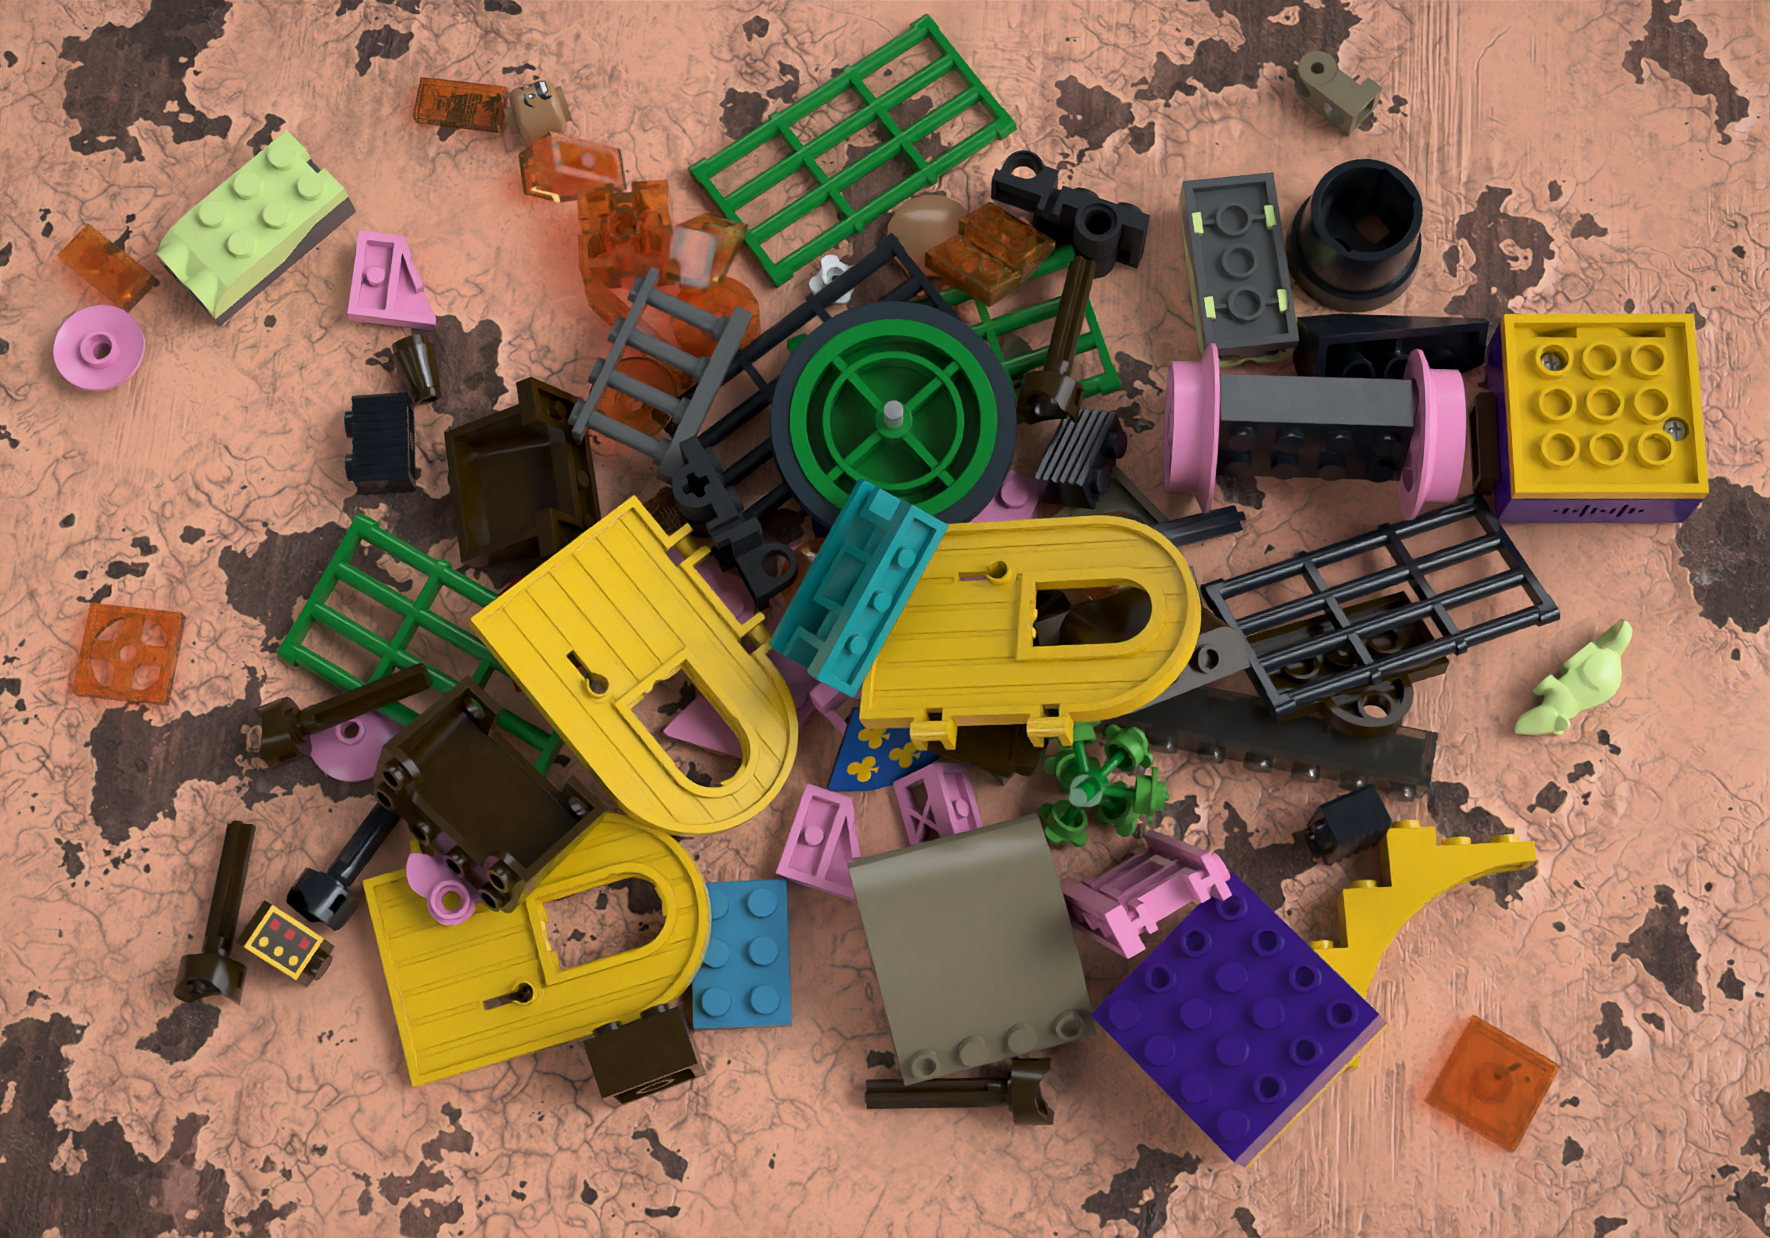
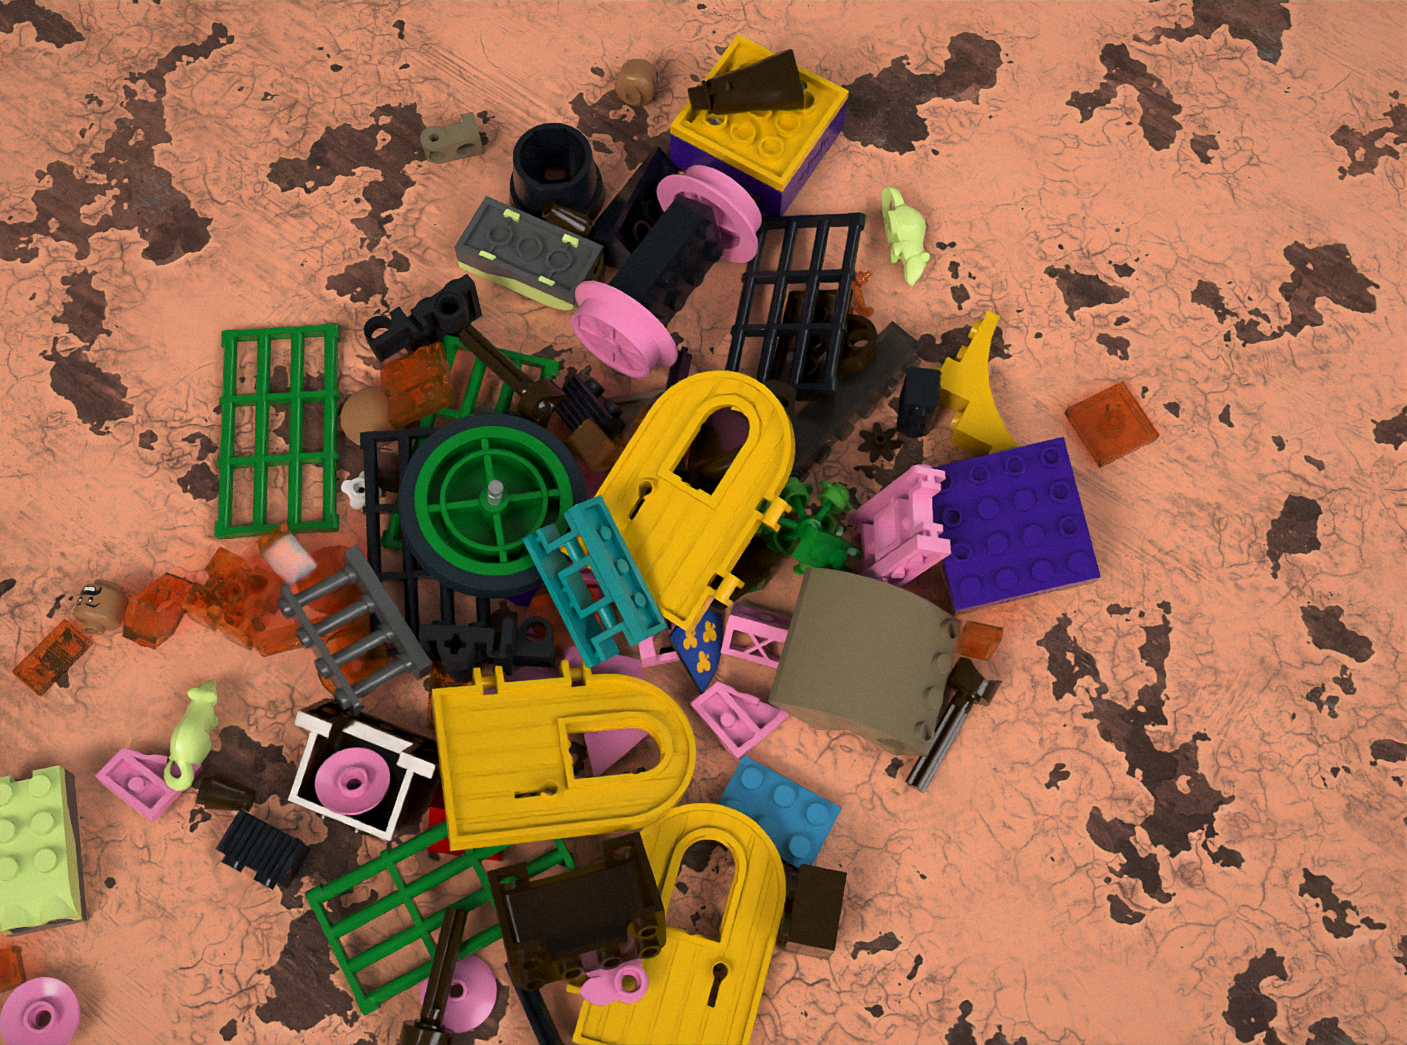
camera: 65 degrees left, 5 degrees down
(455, 293) = (191, 736): none -> yellowish green animal
(503, 466) = (351, 768): none -> bright pink dish
(1036, 488) = (595, 446): none -> clear orange panel
(1071, 824) = (825, 550): none -> green hinge
(1081, 1067) = (978, 640): none -> clear orange tile
(1272, 820) = (879, 447): none -> dark brown plant
(1308, 282) = (567, 218): none -> dark brown cone
(1458, 671) = (859, 307): none -> clear orange piece
(1564, 243) = (637, 82): none -> medium nougat head
(1625, 382) = (762, 86): none -> dark brown piece

